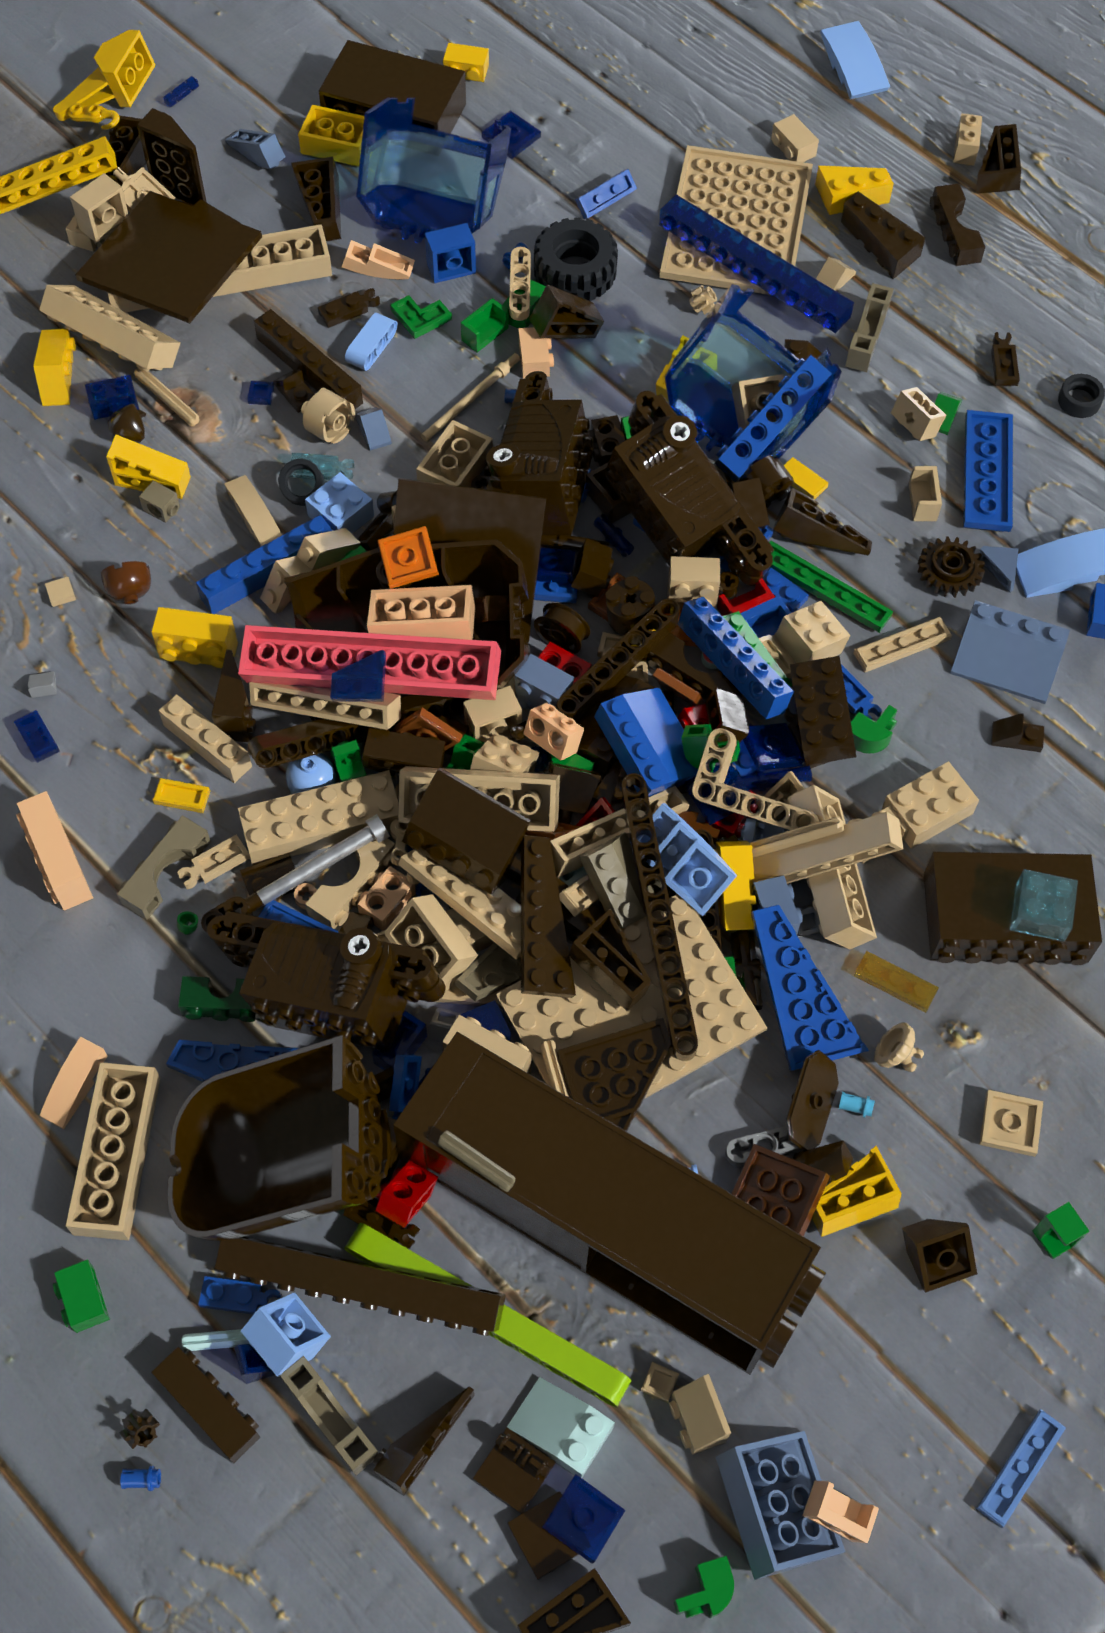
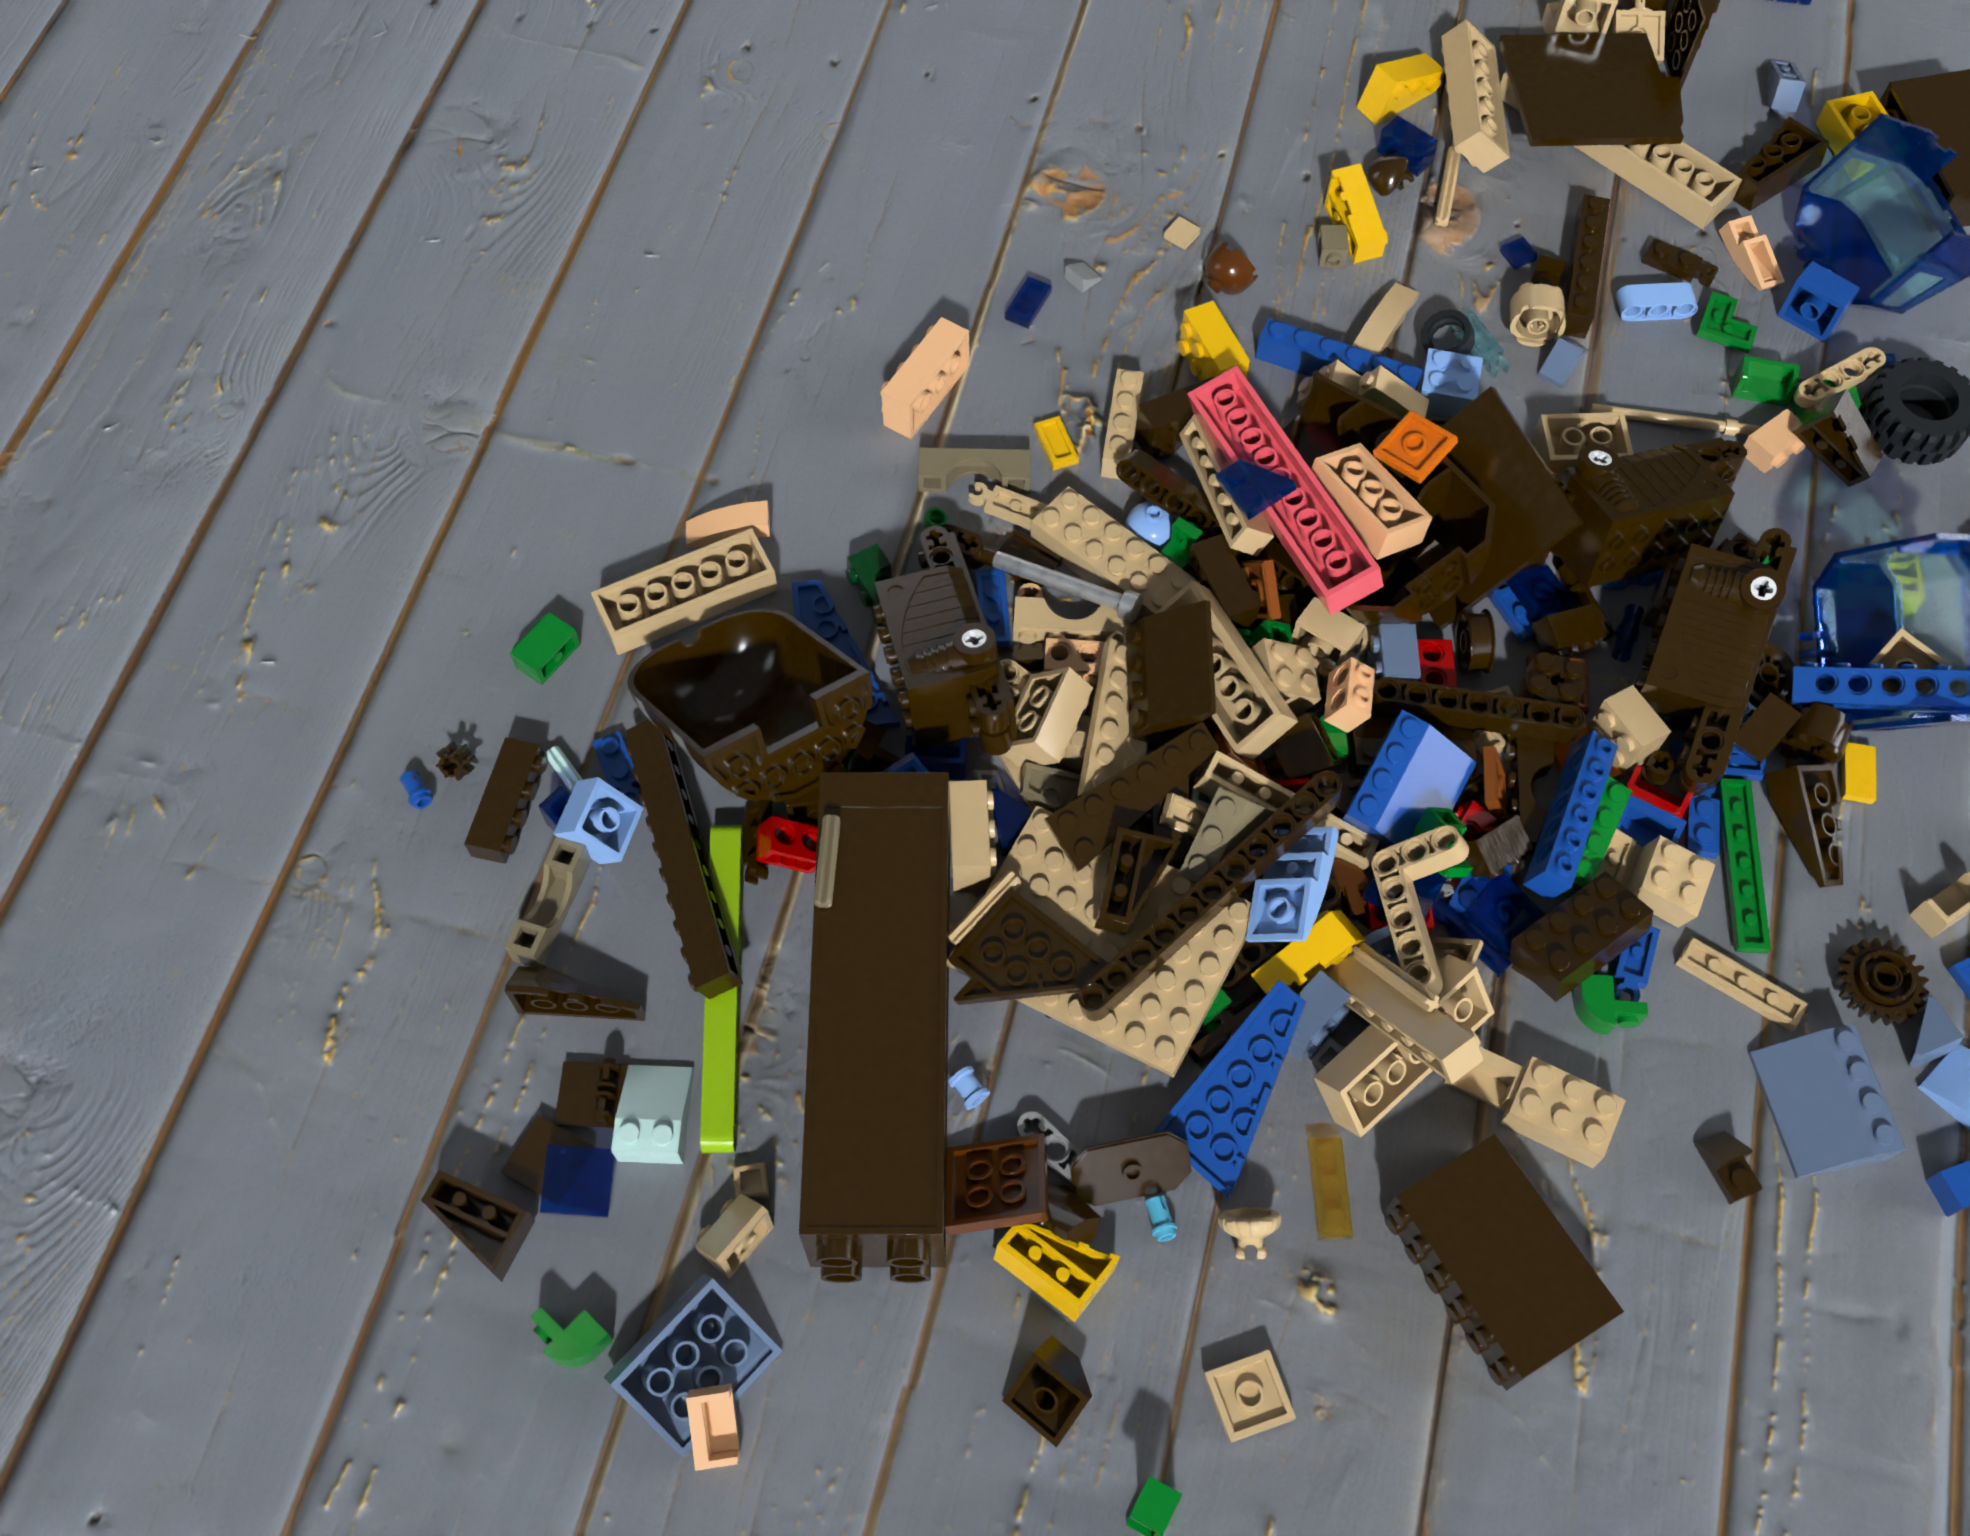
camera: 60 degrees right, 0 degrees up
(1044, 905) = (1513, 1284): clear light blue brick -> none

